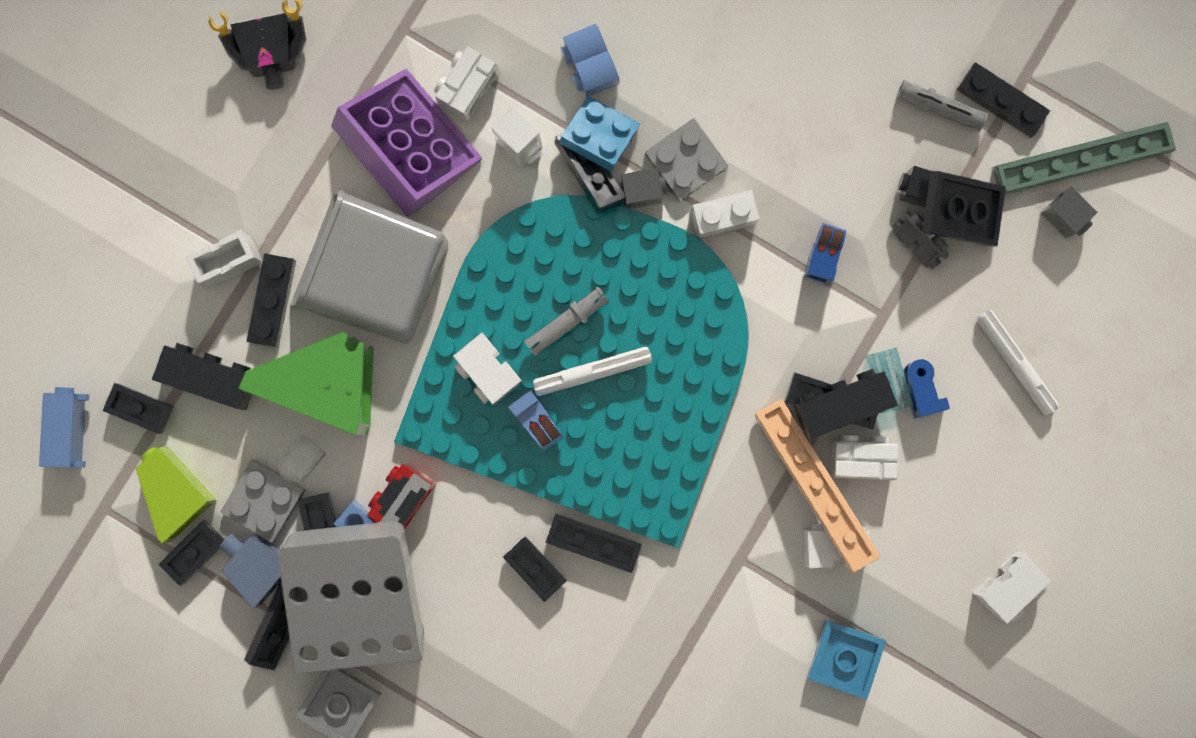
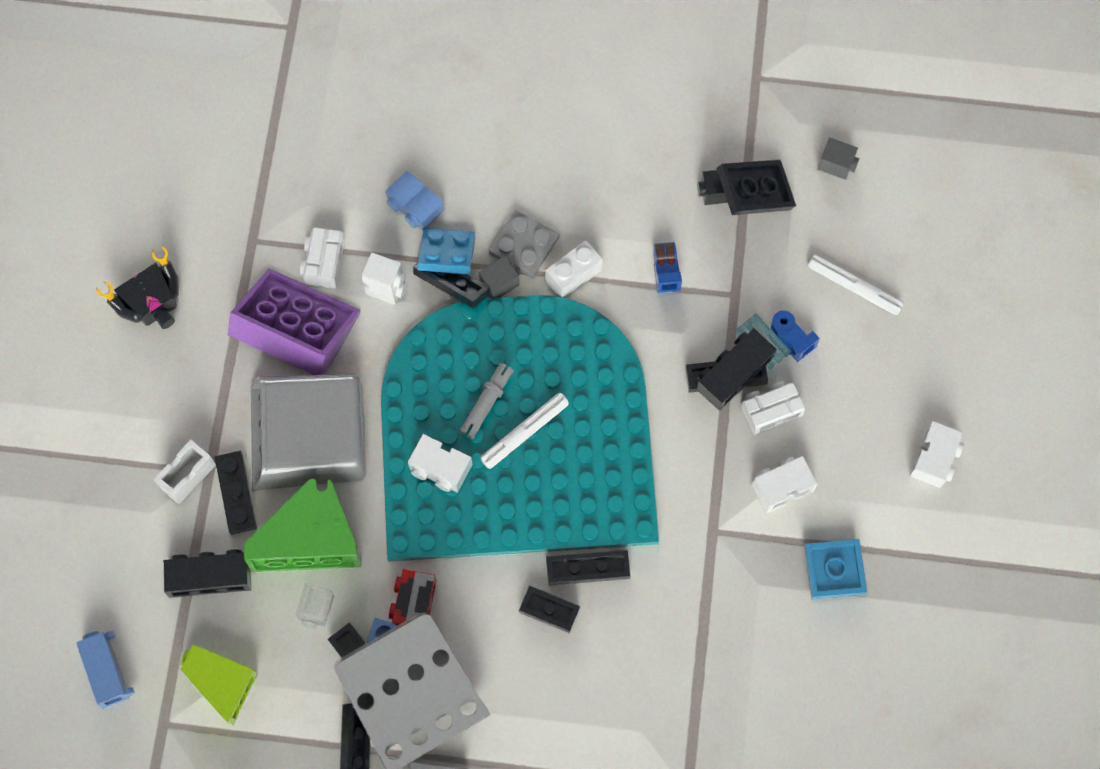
camera: 25 degrees left, 15 degrees down
(138, 408) = (160, 625): black plate -> none
(192, 553) = (256, 723): black plate -> none
(252, 567) = (315, 709): sand blue torso -> none
(262, 501) = (297, 656): light grey plate -> none
(536, 421) = (496, 486): medium blue leg -> none
(817, 486) = (745, 440): light nougat plate -> none
(930, 100) = (702, 122): light grey pin -> none
(930, 246) = (744, 228): dark grey hinge -> none
(1003, 100) = (747, 99): black plate -> none
(1085, 158) = (830, 116): sand green tile -> none

